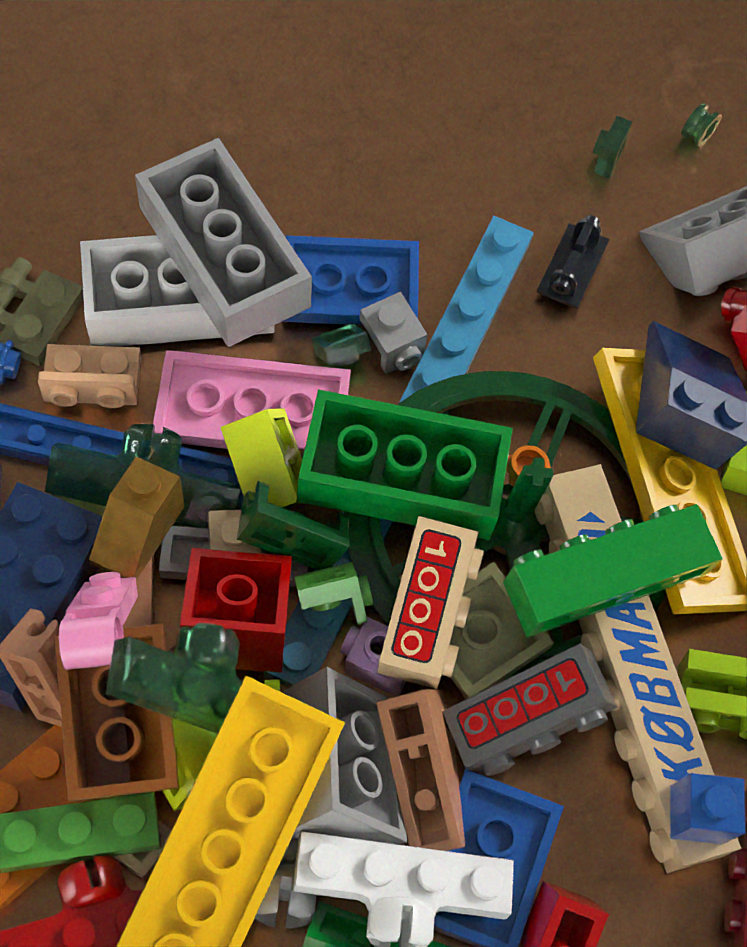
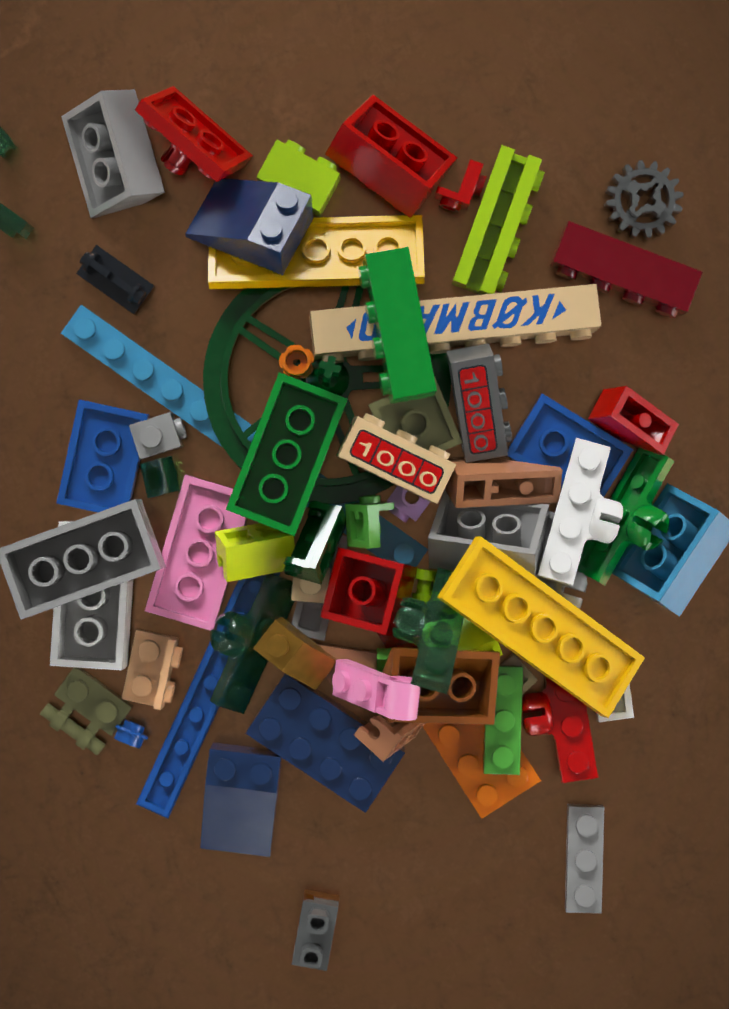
camera: 75 degrees left, 25 degrees up
(707, 808) = (574, 304): blue brick -> none

